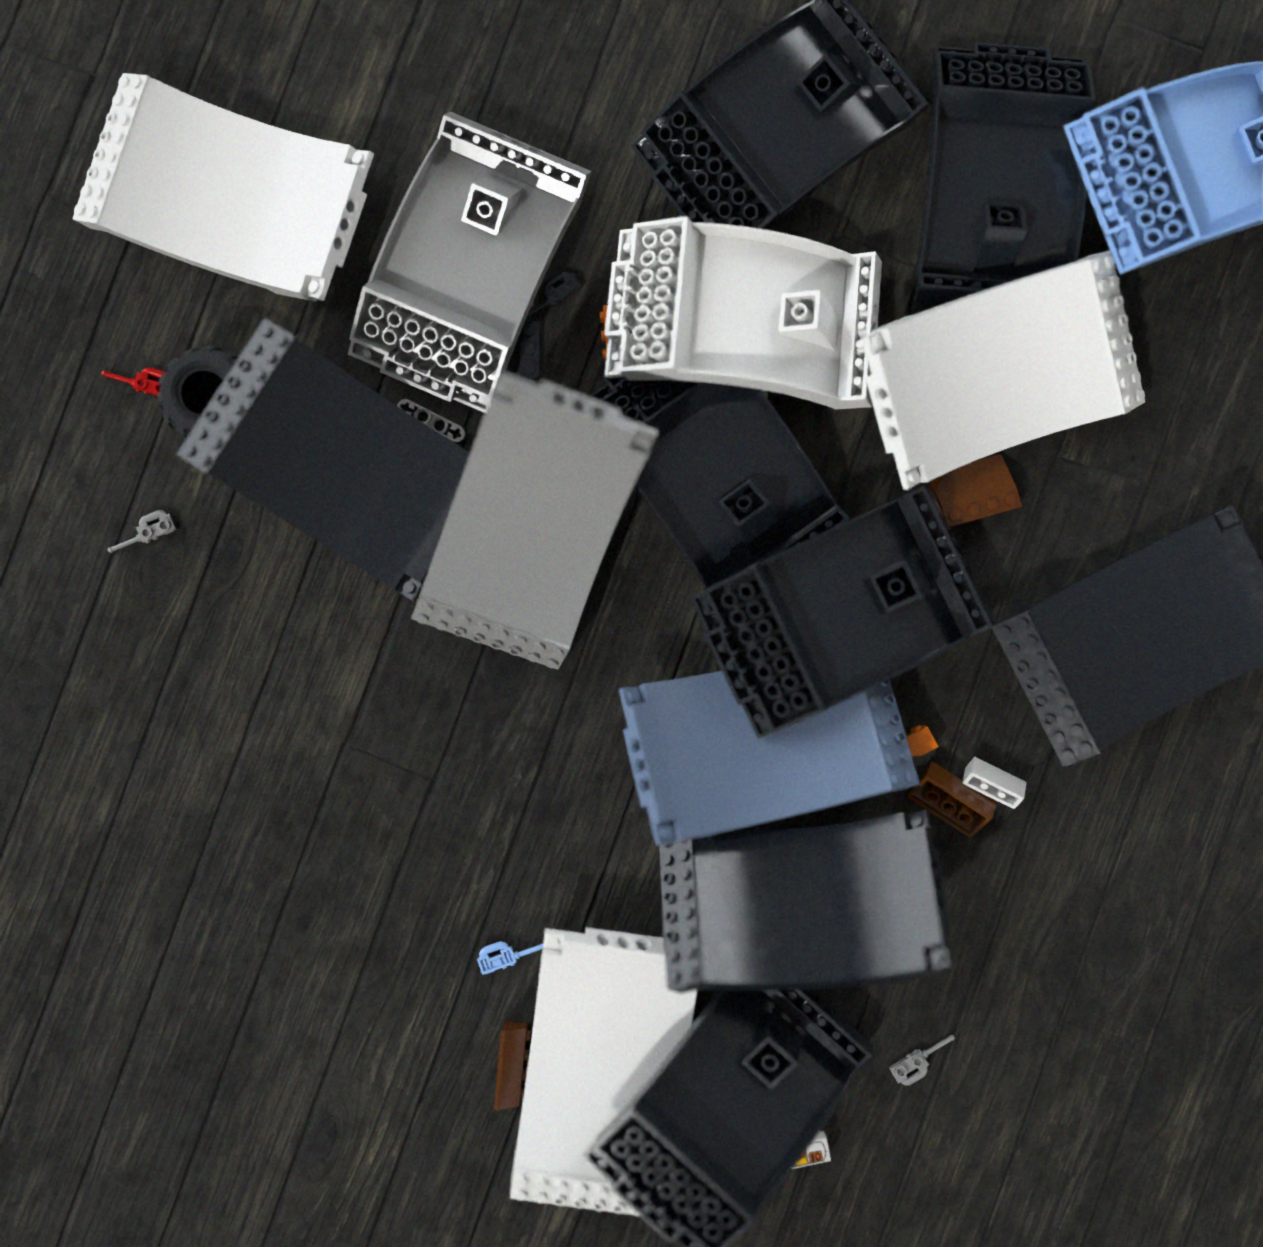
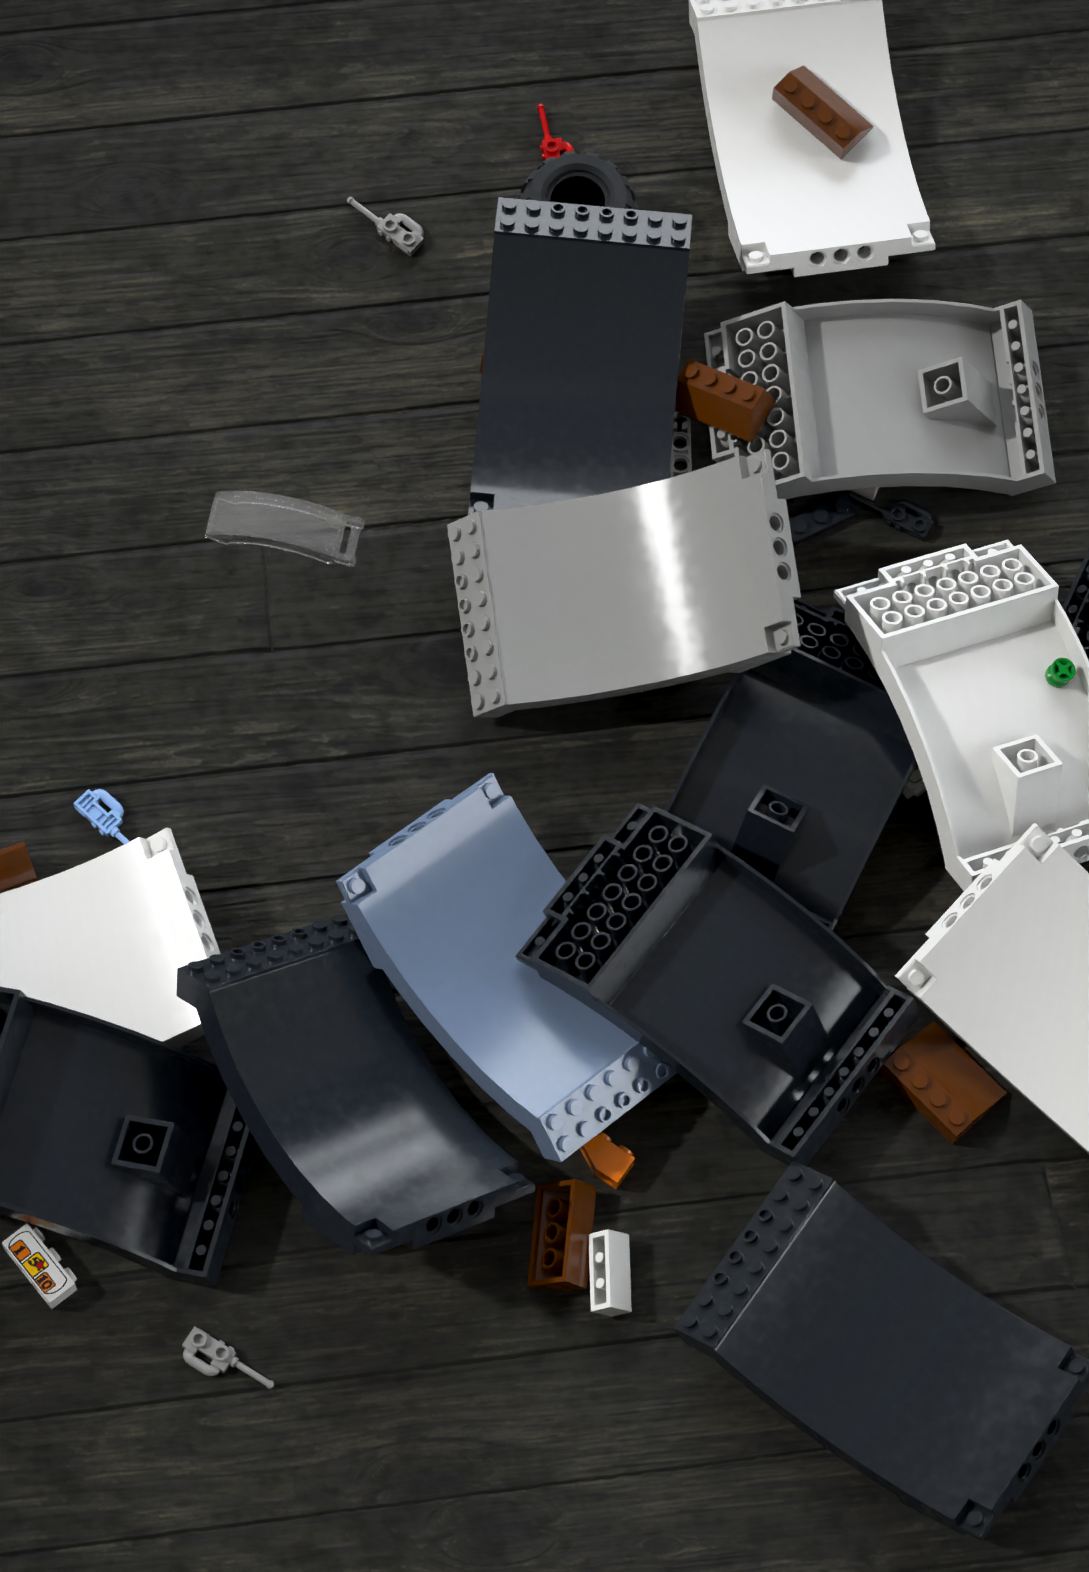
camera: 55 degrees right, 20 degrees down
(217, 173) = (821, 111): none -> reddish brown slope
(346, 728) = (283, 524): none -> clear windscreen
(414, 372) = (722, 401): none -> reddish brown slope
(746, 246) = (1064, 668): none -> green wheel

